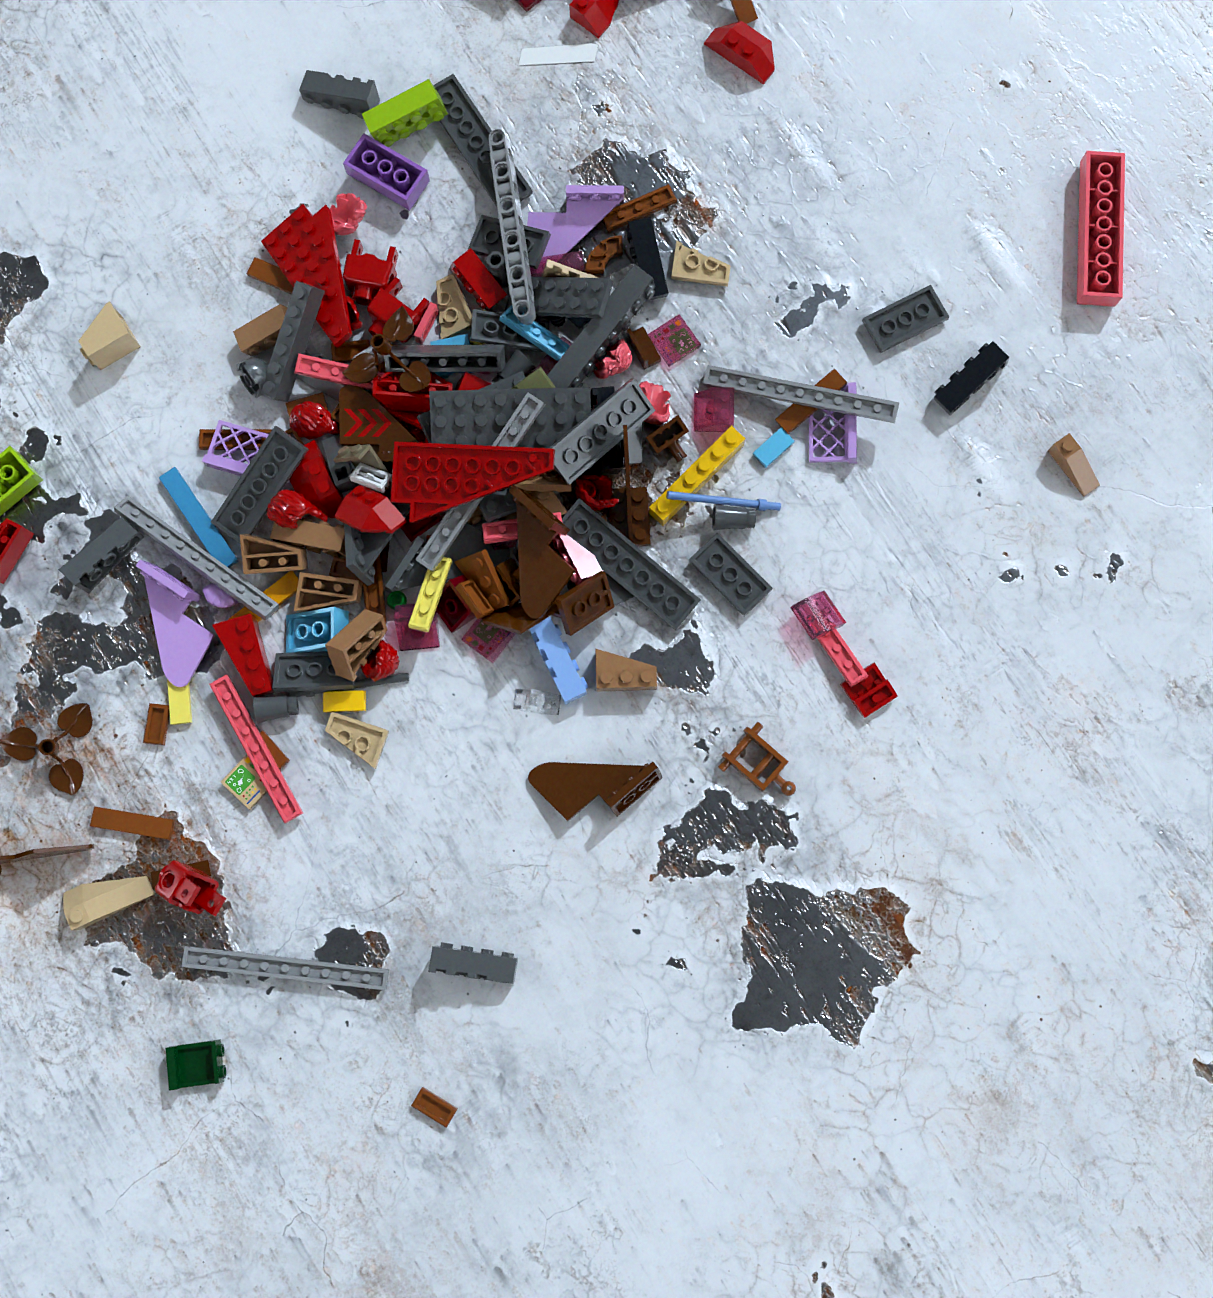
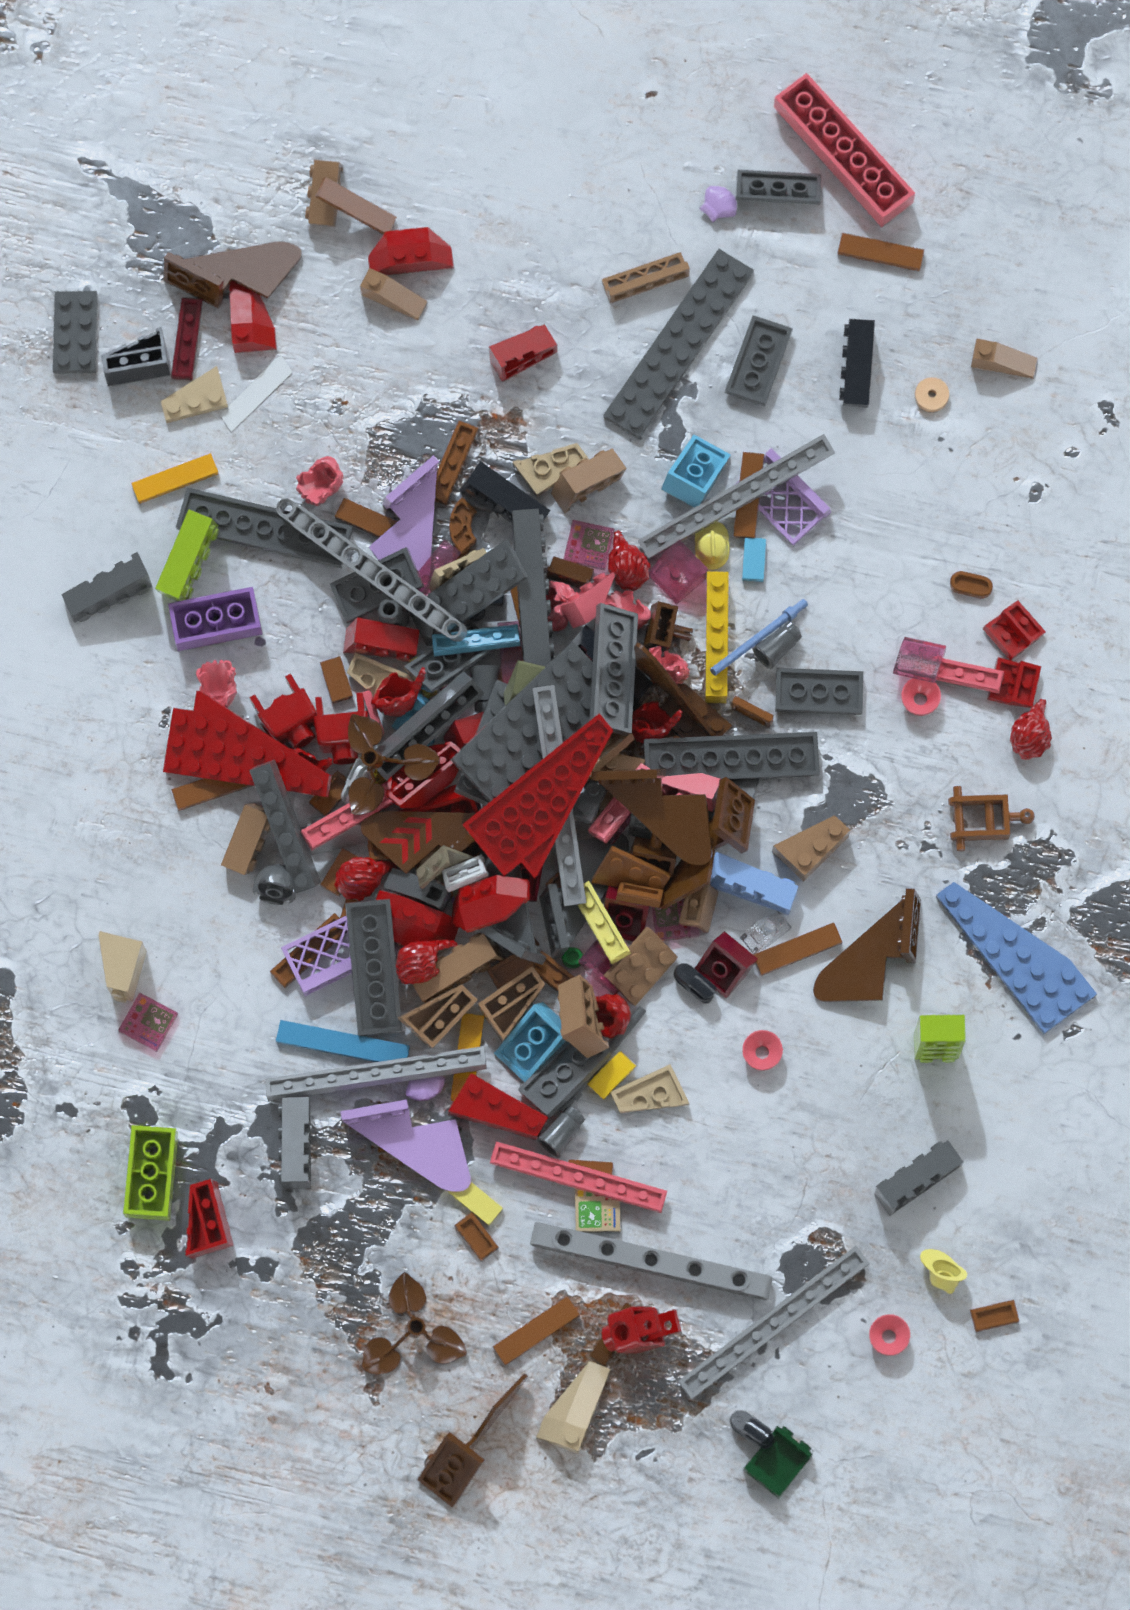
camera: 45 degrees left, 5 degrees down
(95, 392) = (148, 1022): none -> clear pink tile
(199, 1026) = (752, 1429): none -> black arm
(255, 862) = (633, 1257): none -> light grey beam
(342, 1060) = (892, 1323): none -> coral piece
(426, 280) = (336, 679): none -> dark orange tile
(429, 1042) = (943, 1270): none -> light yellow piece
(432, 649) = (642, 968): none -> medium nougat plate
(445, 776) = (765, 1039): none -> coral piece
(448, 322) = (397, 694): none -> red hair
(453, 63) = (175, 478): none -> light orange tile
(457, 691) = (694, 982): none -> black arm
(489, 698) = (726, 964): none -> dark red slope
(509, 645) = (699, 908): none -> medium nougat panel
(517, 24) = (196, 398): none -> tan wing
(540, 144) = (320, 481): none -> coral hair
(545, 192) = (363, 518): none -> dark orange tile
(548, 733) = (798, 949): none -> dark orange tile
(574, 885) = (939, 1037): none -> lime brick
(622, 370) = (582, 606): none -> coral slope
(644, 468) = (672, 663): none -> coral hair
(672, 547) = (752, 712): none -> dark orange tile
(685, 374) = (628, 564): none -> red hair
(690, 895) = (1033, 971): none -> medium blue wing
(705, 64) = (392, 294): none -> medium nougat slope
(714, 293) = (587, 477): none -> medium nougat wedge
(752, 174) = (522, 351): none -> red wedge
(755, 414) = (712, 545): none -> light yellow piece
(790, 353) = (695, 471): none -> medium azure slope
(790, 630) = (928, 689): none -> coral piece
(847, 734) = (1031, 732): none -> red hair
(863, 261) = (678, 343): none -> dark grey plate
(881, 201) = (646, 282): none -> medium nougat fence
(903, 654) = (1014, 630): none -> red slope
(904, 597) = (971, 584): none -> dark orange tile
(980, 192) = (719, 203): none -> lavender animal
(1008, 439) = (928, 403): none -> light nougat piece
(1031, 216) = (778, 187): none -> dark grey slope
(1060, 319) = (880, 252): none -> dark orange tile

